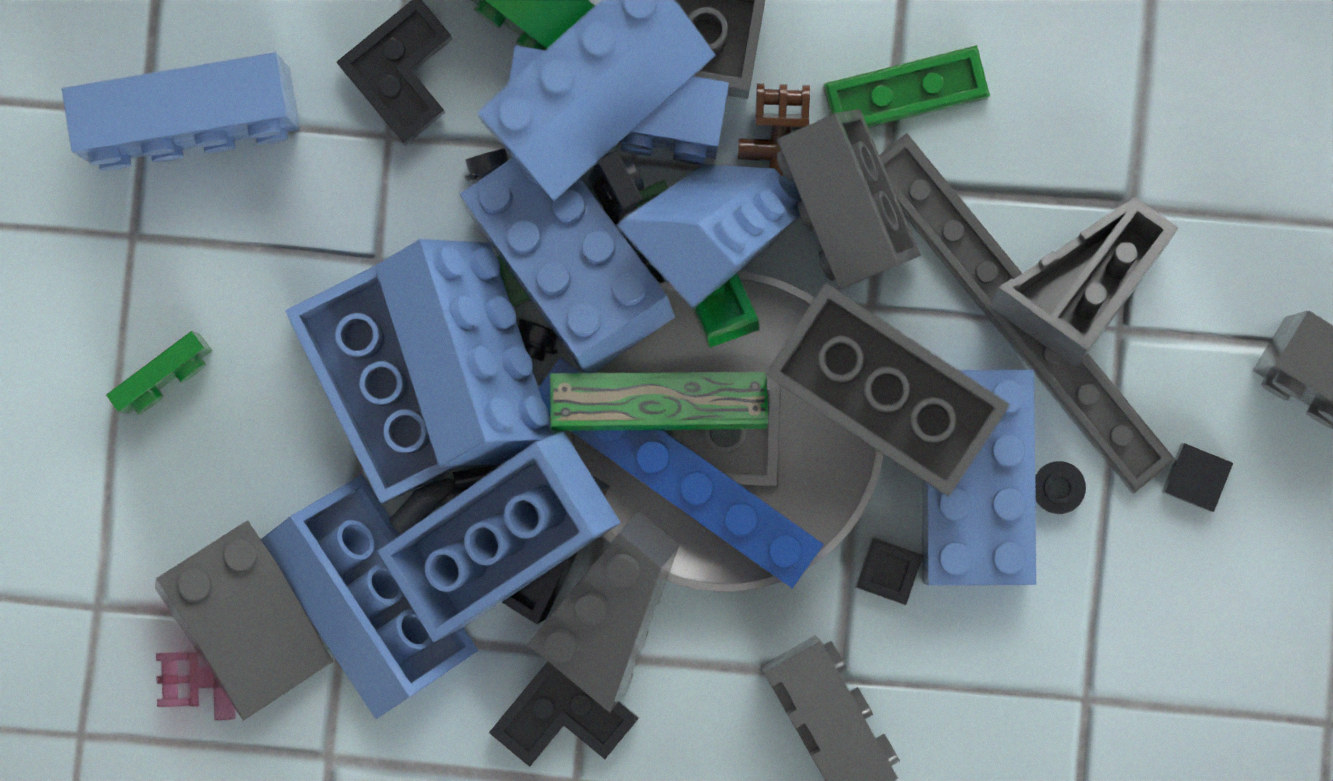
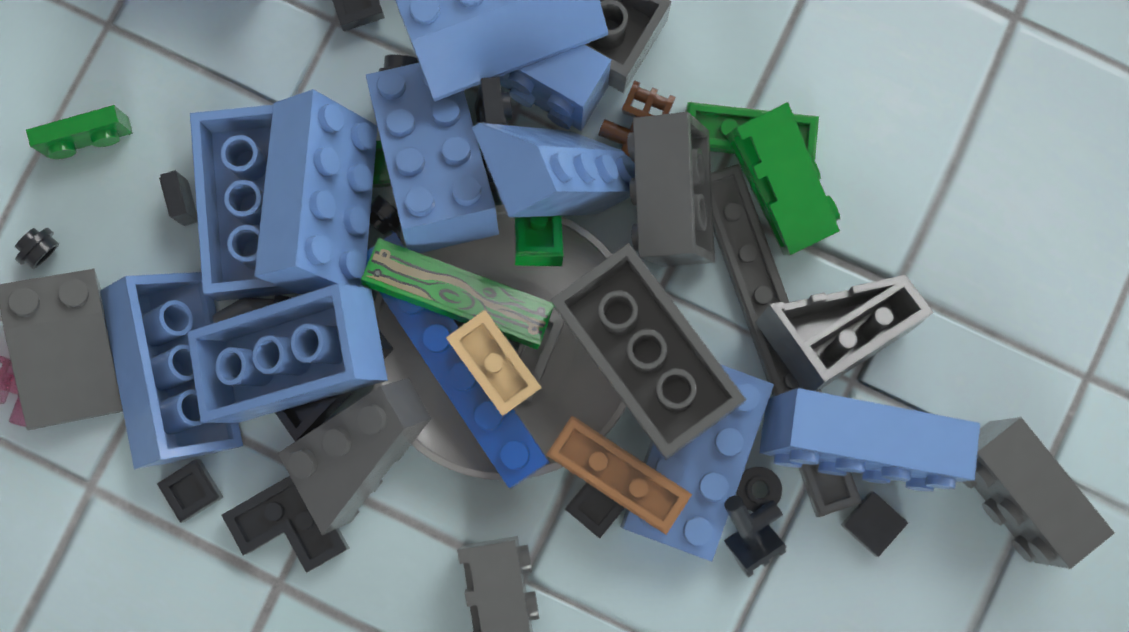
camera: 20 degrees right, 5 degrees down
(164, 519) = (35, 247): none -> black plate
(300, 406) = (178, 198): none -> black tile
(440, 720) = (190, 490): none -> black tile
(727, 462) = (493, 362): none -> tan plate
(903, 530) = (619, 475): none -> medium nougat tile
(965, 137) = (784, 179): none -> green wedge
(1073, 542) = (755, 539): none -> black arm
(1156, 391) = (869, 440): none -> medium blue brick

